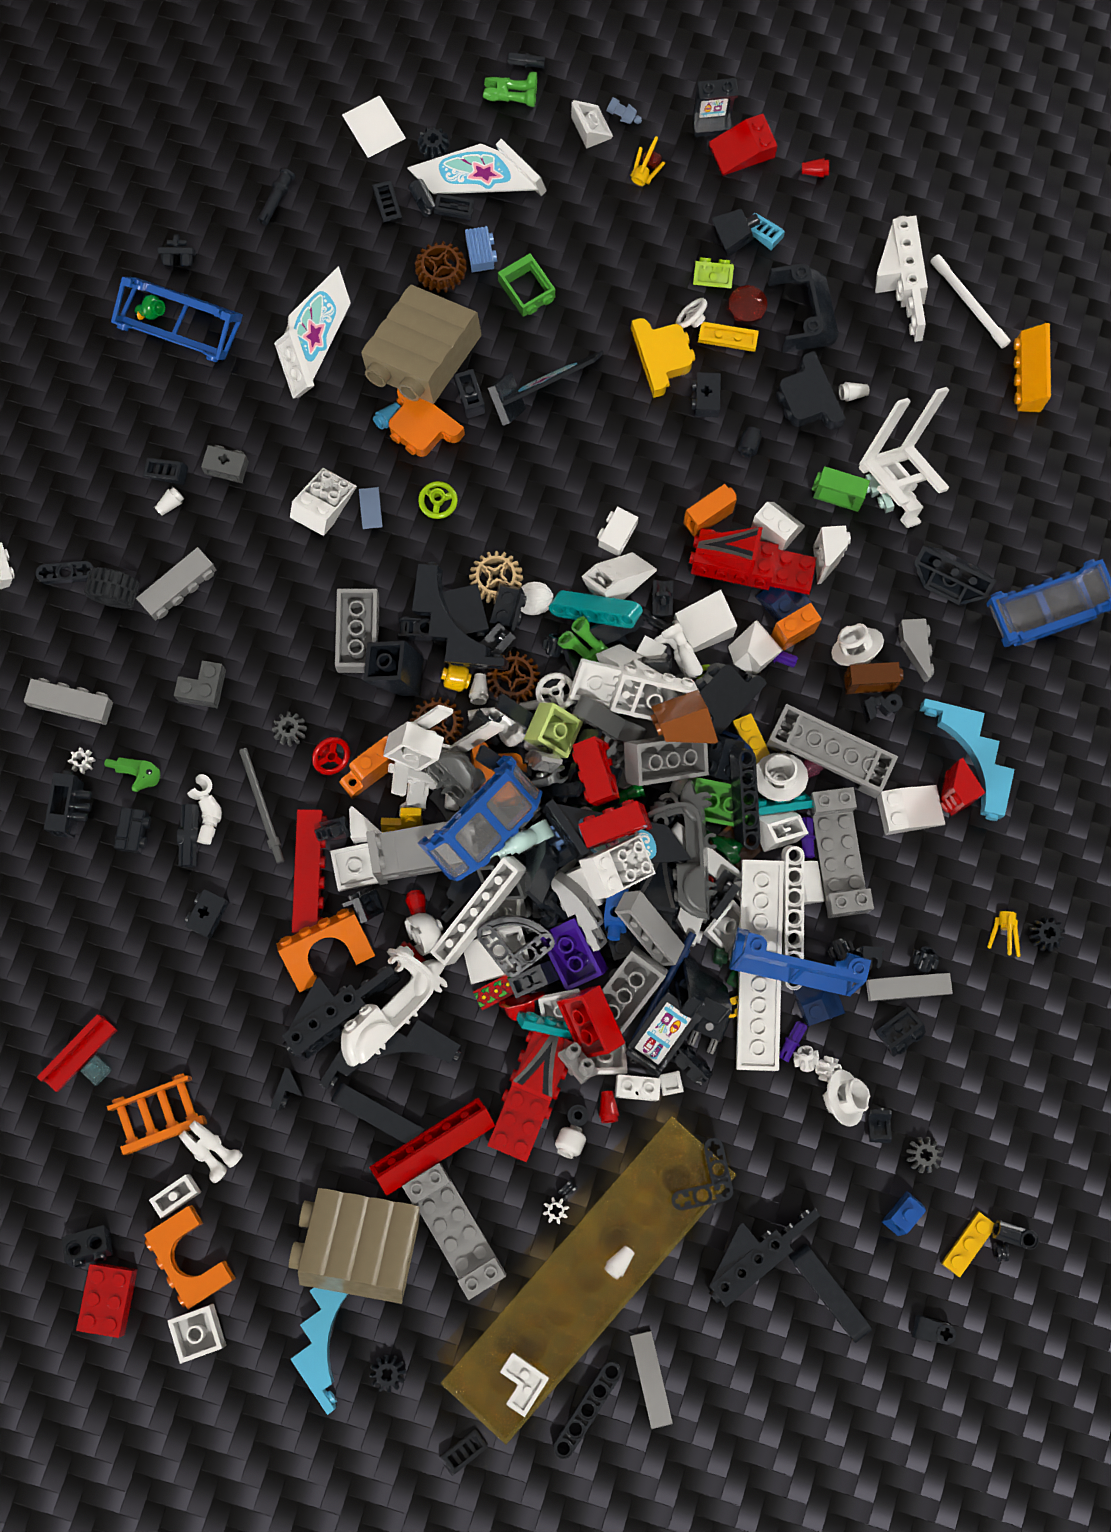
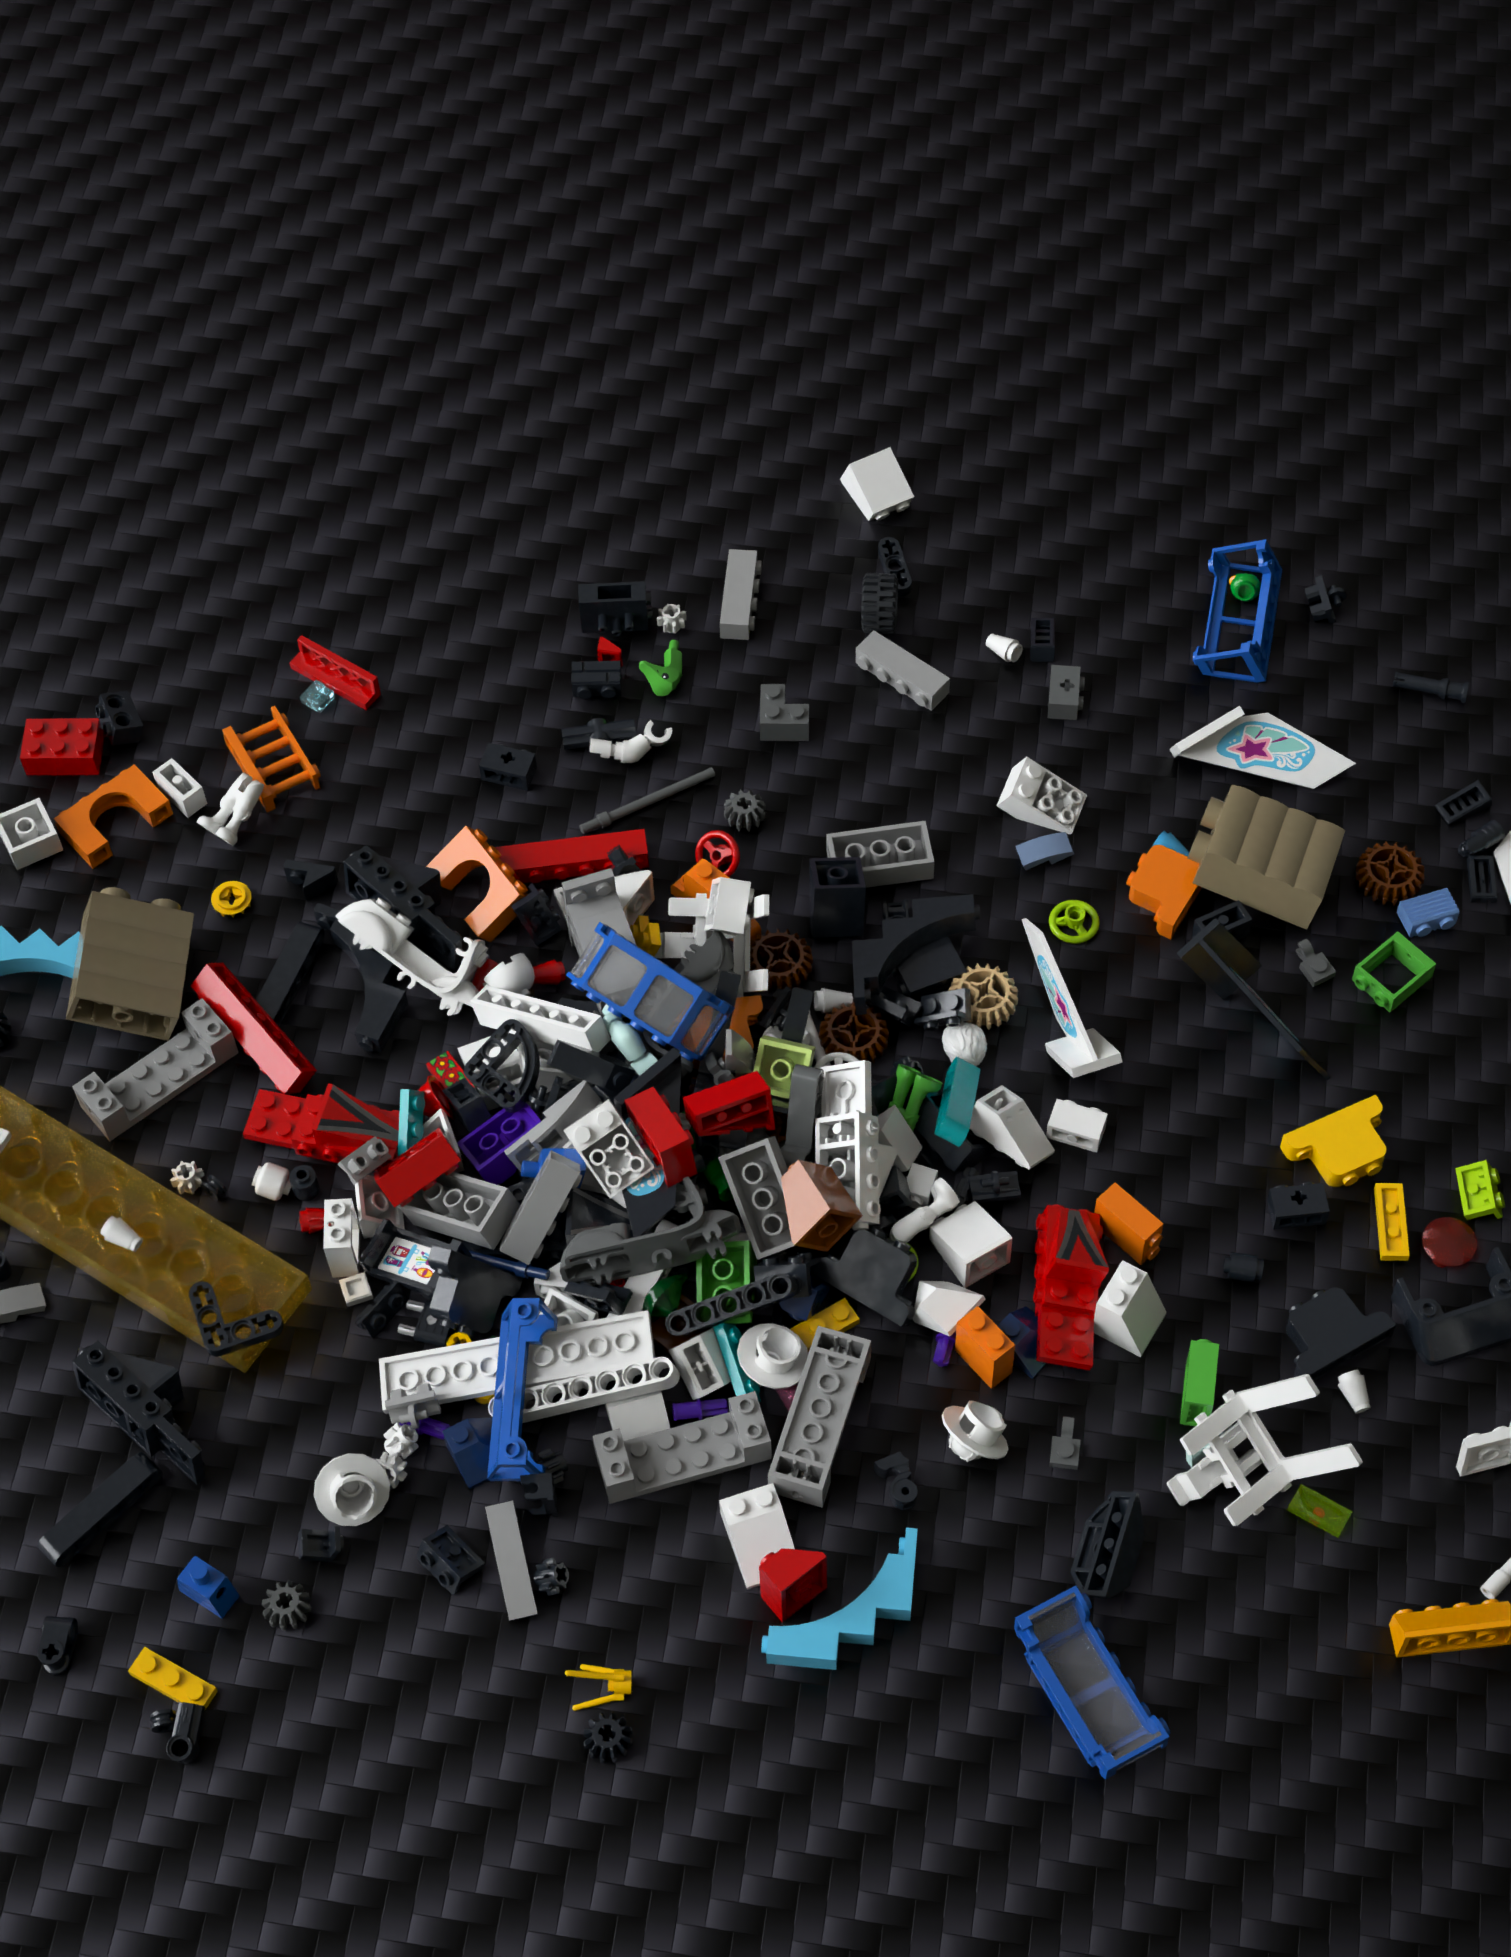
camera: 85 degrees right, 20 degrees down
(107, 817) = (608, 651): none -> red slope
(286, 1151) = (222, 894): none -> yellow gear
(456, 677) = (840, 971): yellow head -> none
(509, 337) = (1314, 967): none -> dark grey plate
(554, 516) = (1081, 1049): none -> white piece
(693, 315) = (1407, 1171): white piece -> none
(785, 1035) = (414, 1406): none -> light grey hips
(829, 549) = (1098, 1372): white slope -> none
(870, 590) = (1064, 1448): none -> dark grey plate
(872, 678) = (933, 1456): reddish brown window -> none
(914, 641) = (1001, 1513): light grey slope -> none
(934, 435) = (1319, 1510): none -> clear neon green tile

